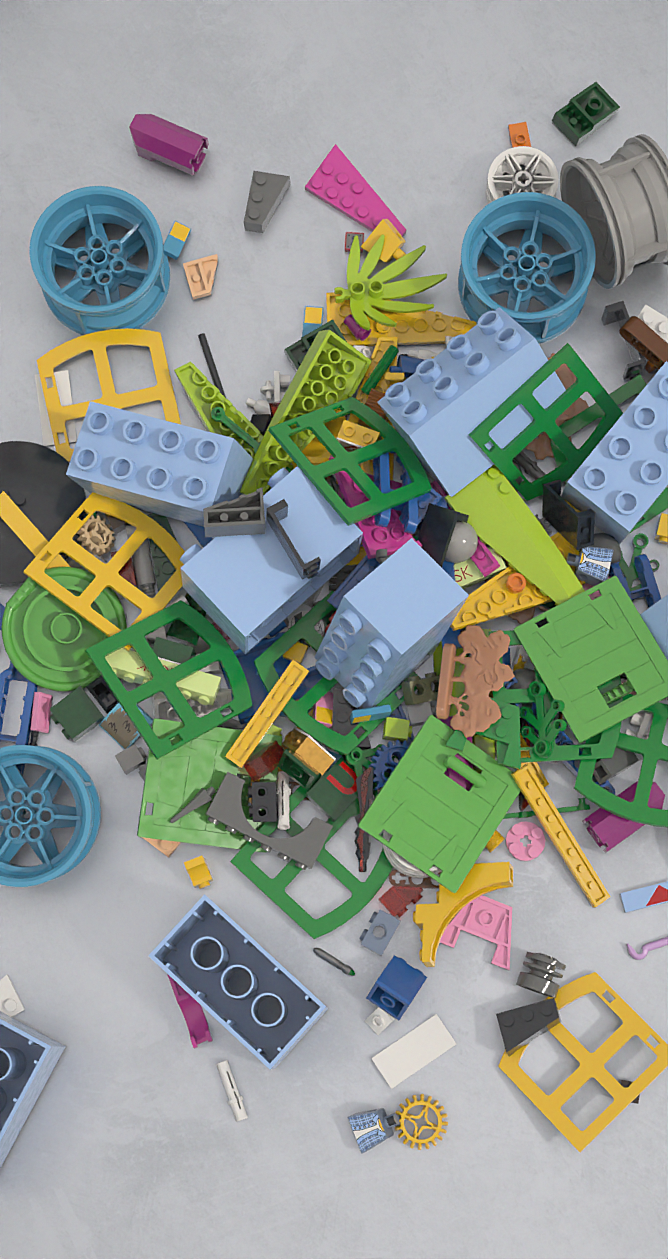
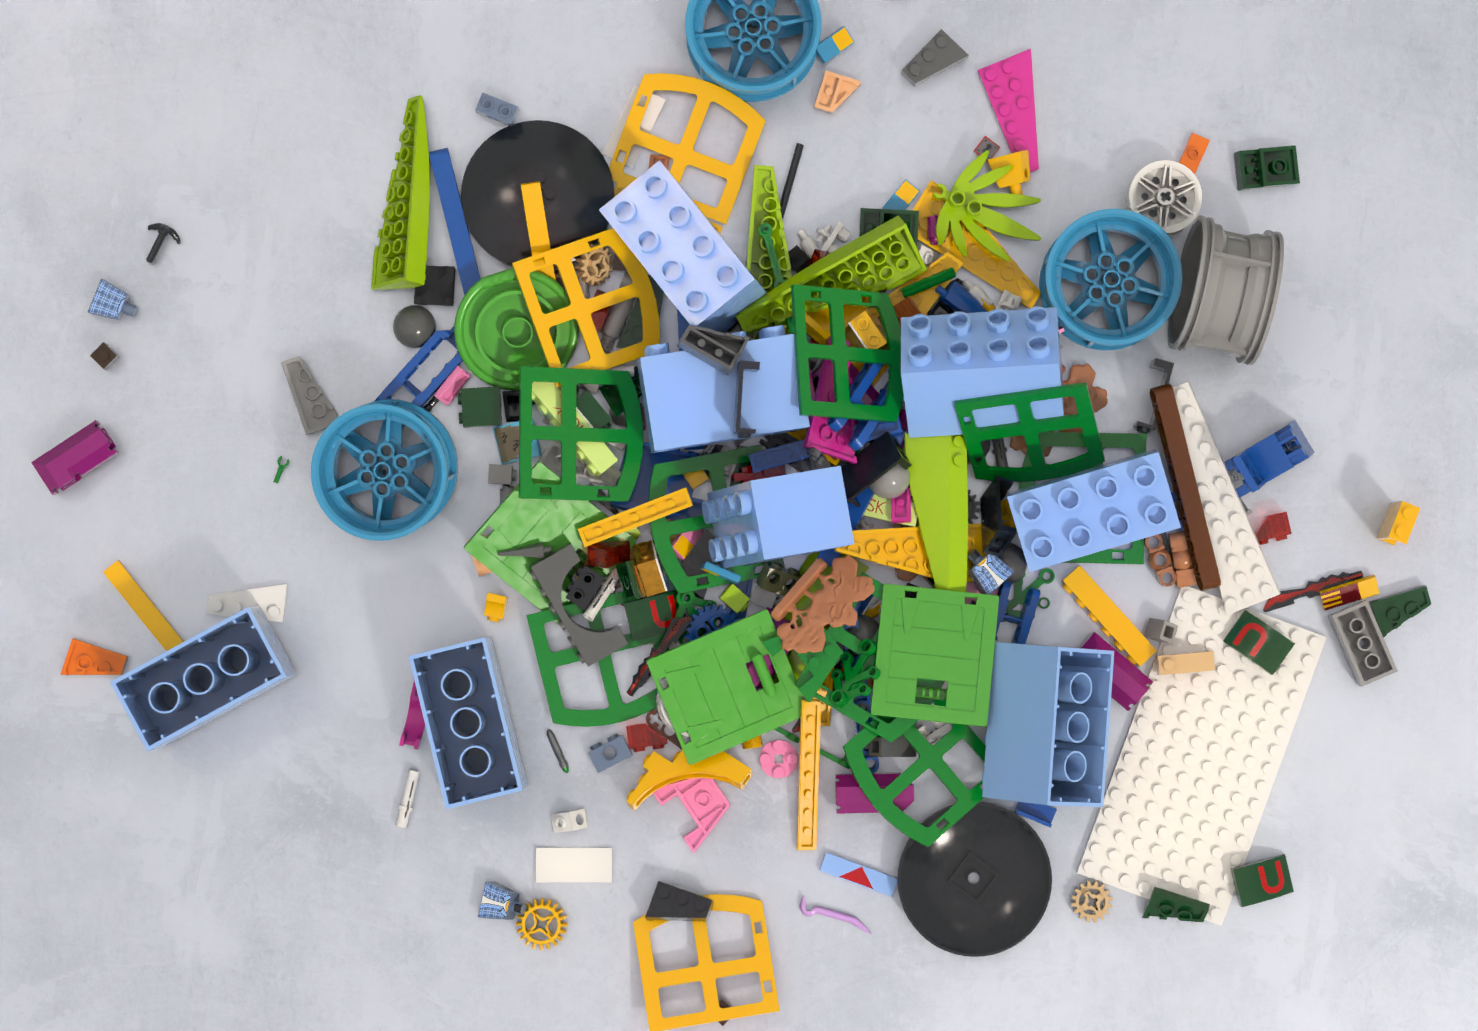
camera: 25 degrees right, 10 degrees up
(392, 378) = (935, 300): yellow tile -> none
(396, 987) = (593, 806): blue slope -> none
(515, 582) = (913, 545): orange tile -> none
(541, 974) = (715, 874): dark grey wheel -> none

